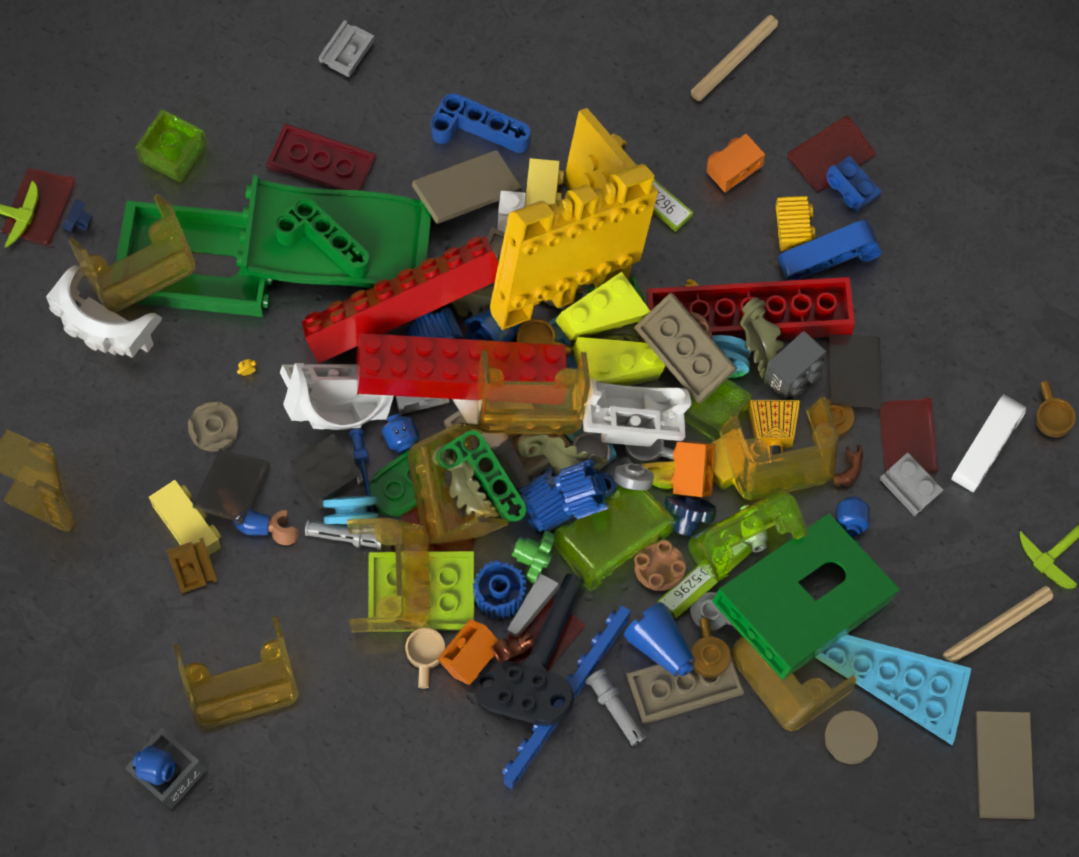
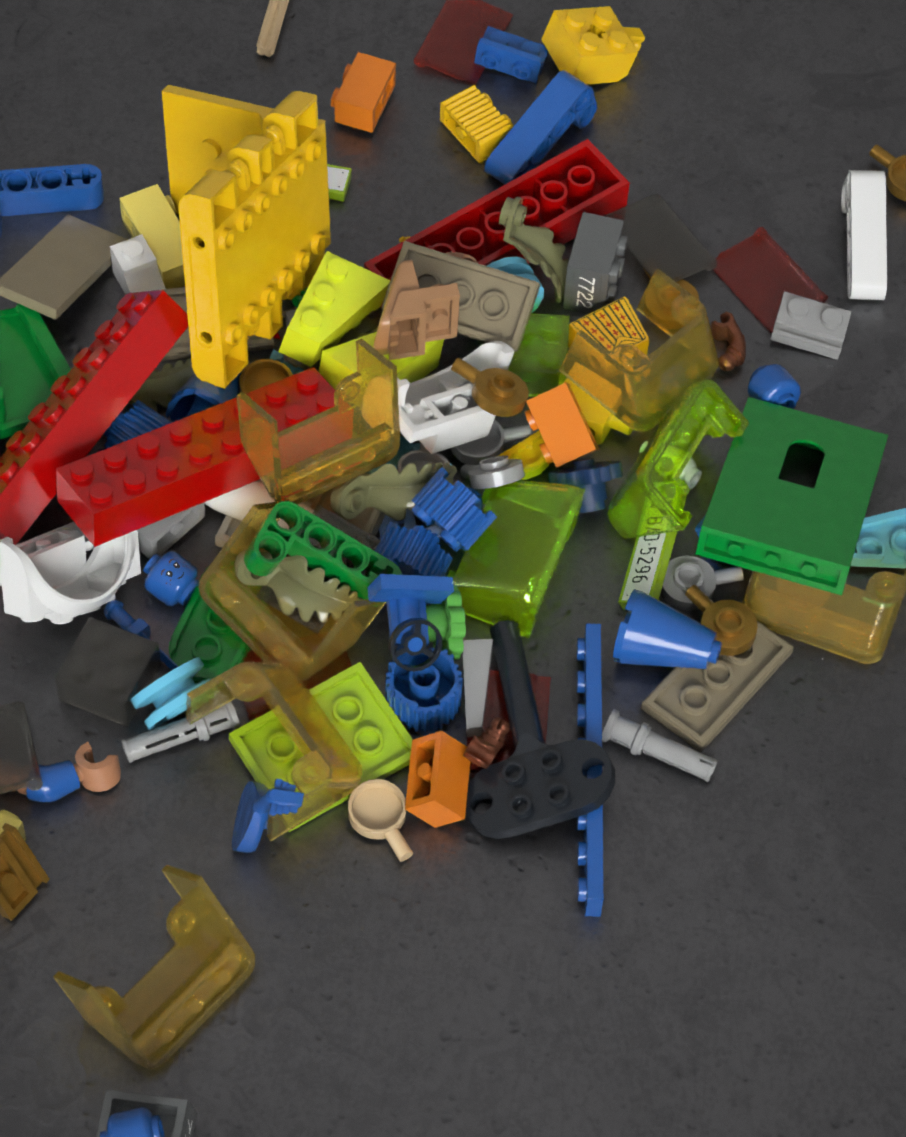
camera: 35 degrees left, 10 degrees down
(350, 614) = (253, 811): none -> blue piece
(510, 545) = (407, 615): none -> blue piece
(638, 349) = (415, 315): none -> medium nougat piece
(660, 566) = (593, 562): nougat dish -> none
(664, 424) = (494, 388): none -> pearl gold piece
(907, 207) = (592, 44): none -> yellow hinge

